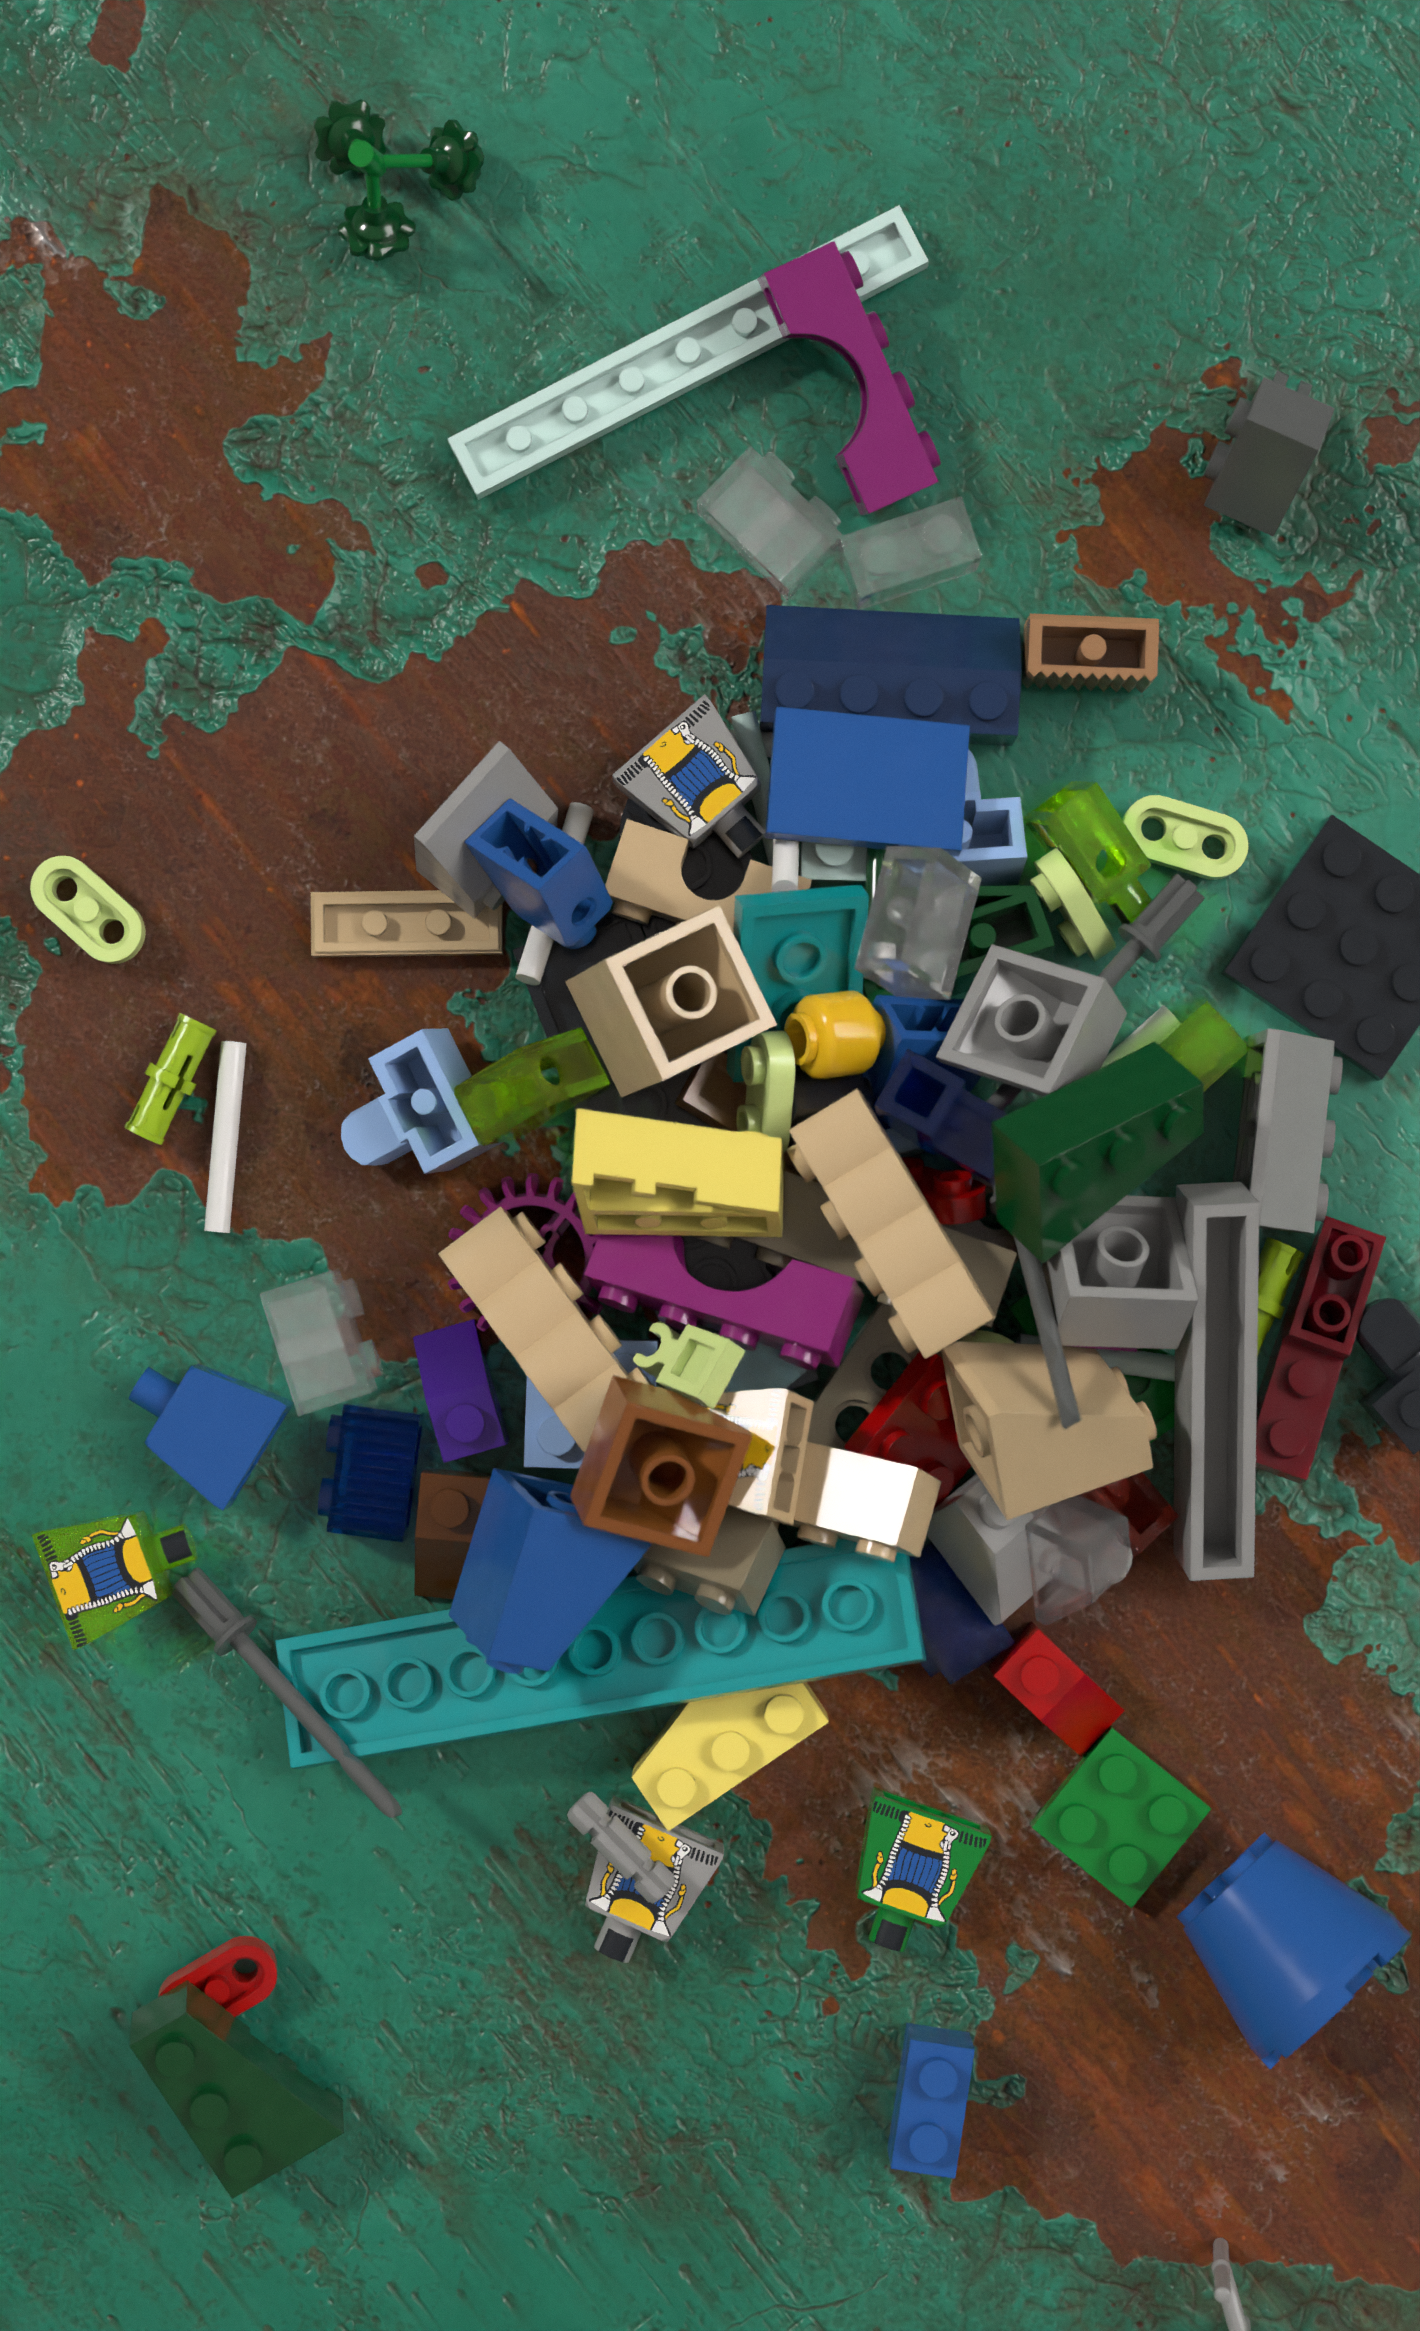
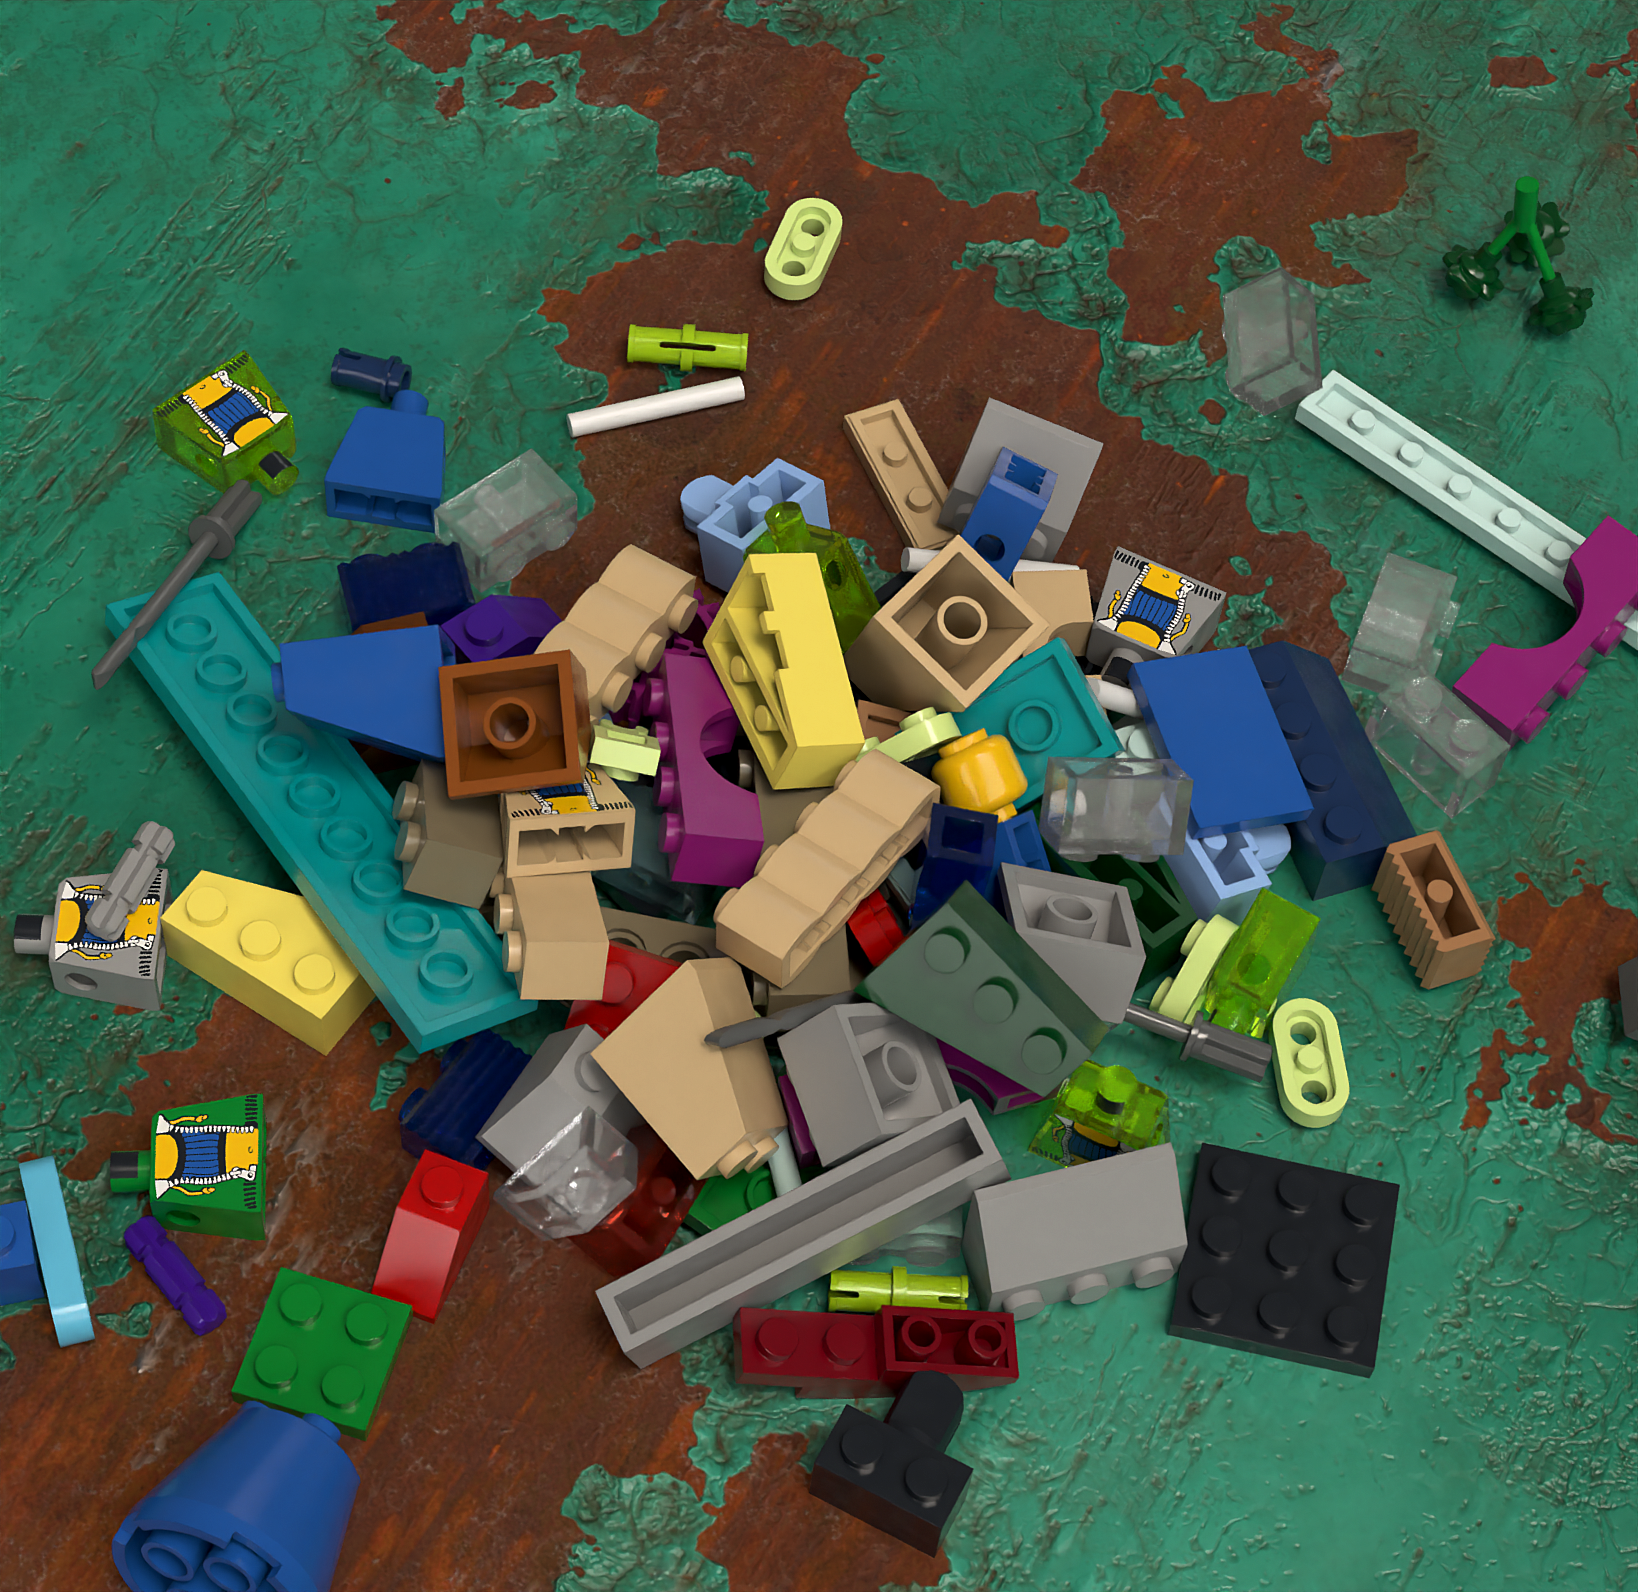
camera: 55 degrees right, 30 degrees down
(86, 1407) = (371, 373): none -> dark blue pin
(395, 487) = (1271, 342): none -> clear brick
(943, 2015) = (56, 1251): none -> medium azure beam
(1001, 1918) = (175, 1275): none -> dark purple axle

